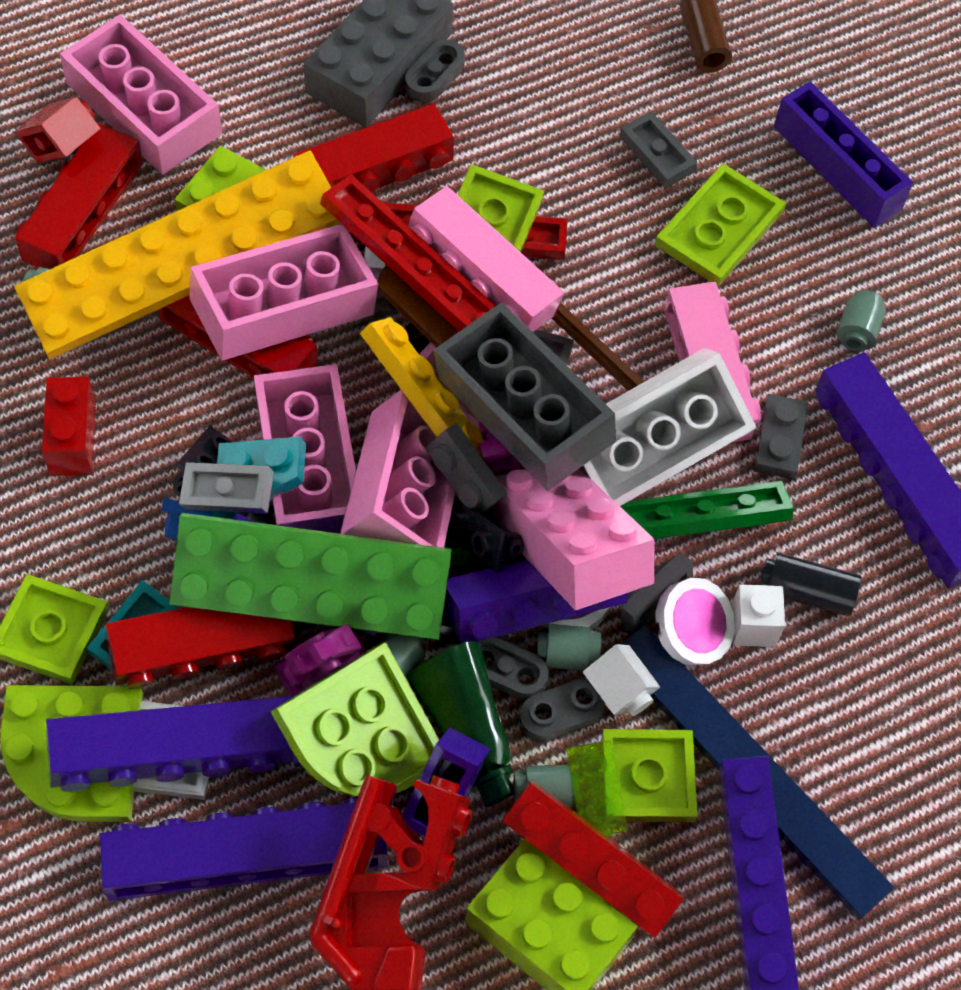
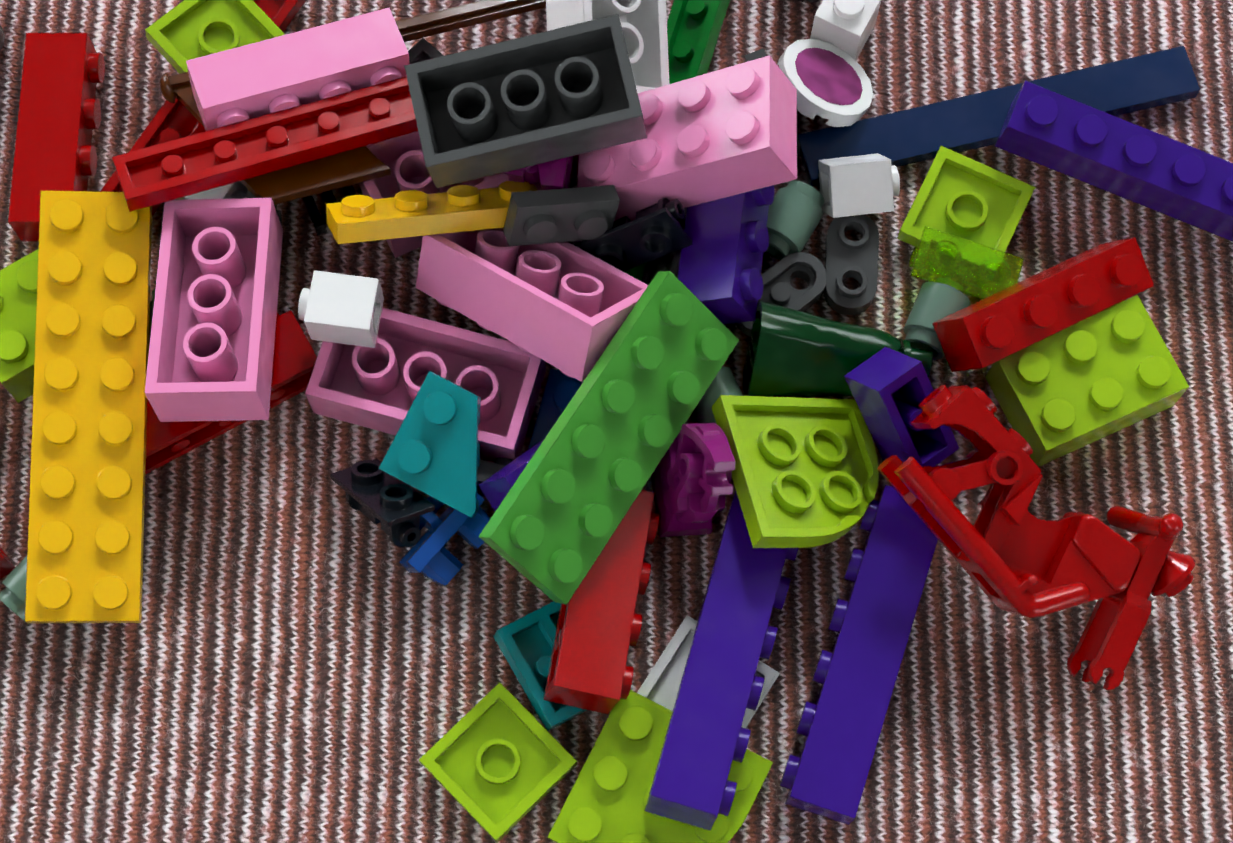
camera: 60 degrees left, 10 degrees up
(69, 426) = (244, 635): red brick -> none
(226, 487) = (452, 480): light grey plate -> none
(321, 365) = (342, 308): none -> white brick

